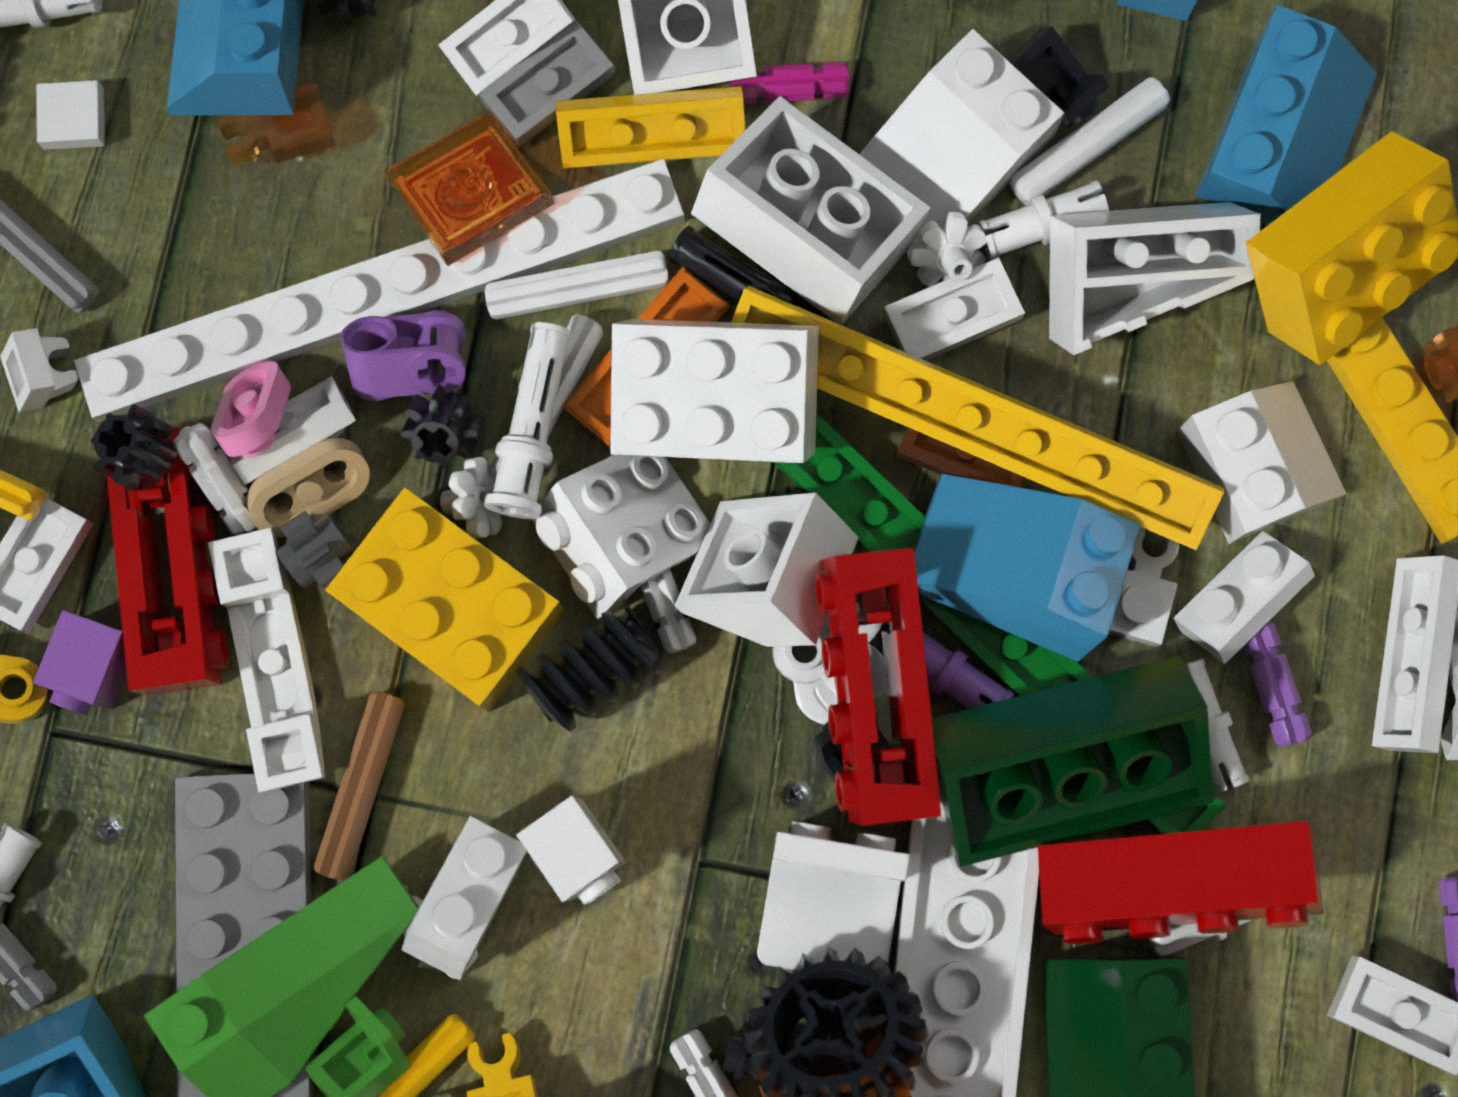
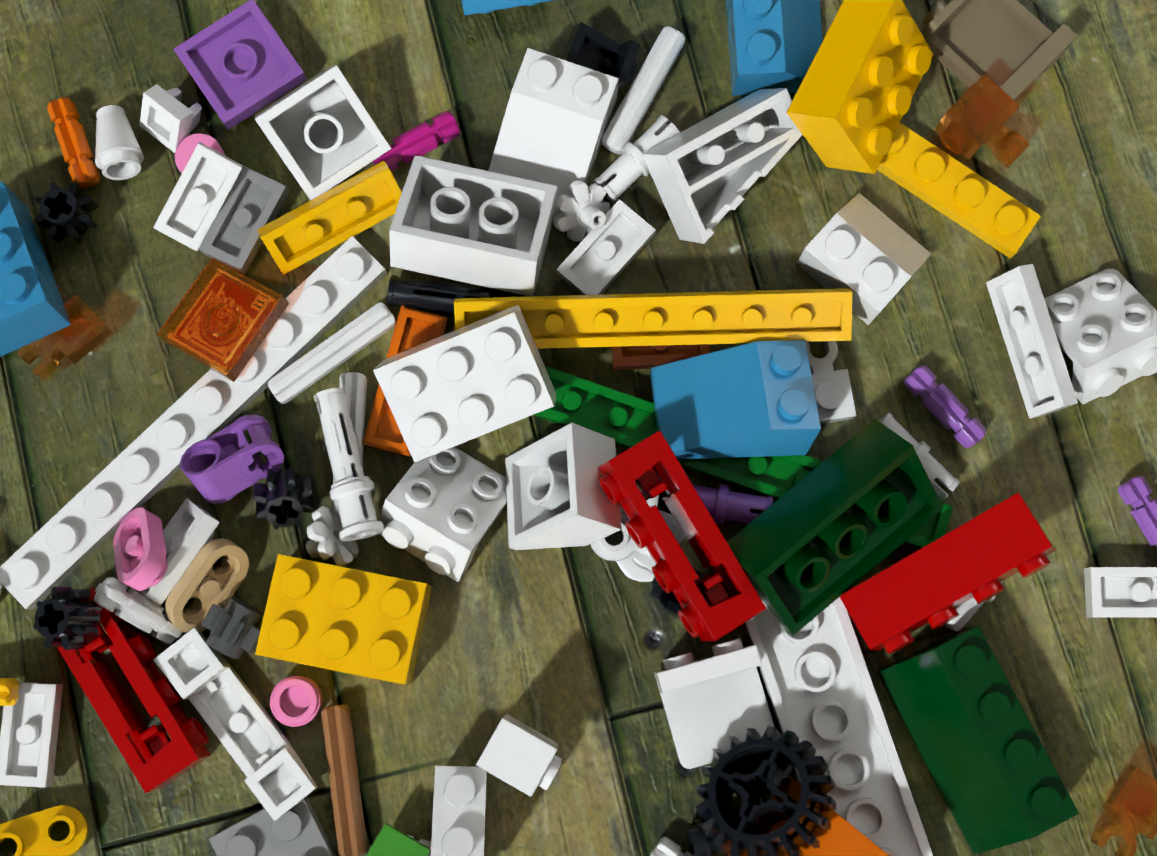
camera: 30 degrees left, 0 degrees up
(83, 664) = (102, 789): medium lavender brick -> none
(347, 668) = (296, 701): none -> bright pink tile
(592, 668) = (471, 619): black piece -> none
(675, 630) = (496, 546): white axle -> none
(1244, 597) = (896, 357): white plate -> none

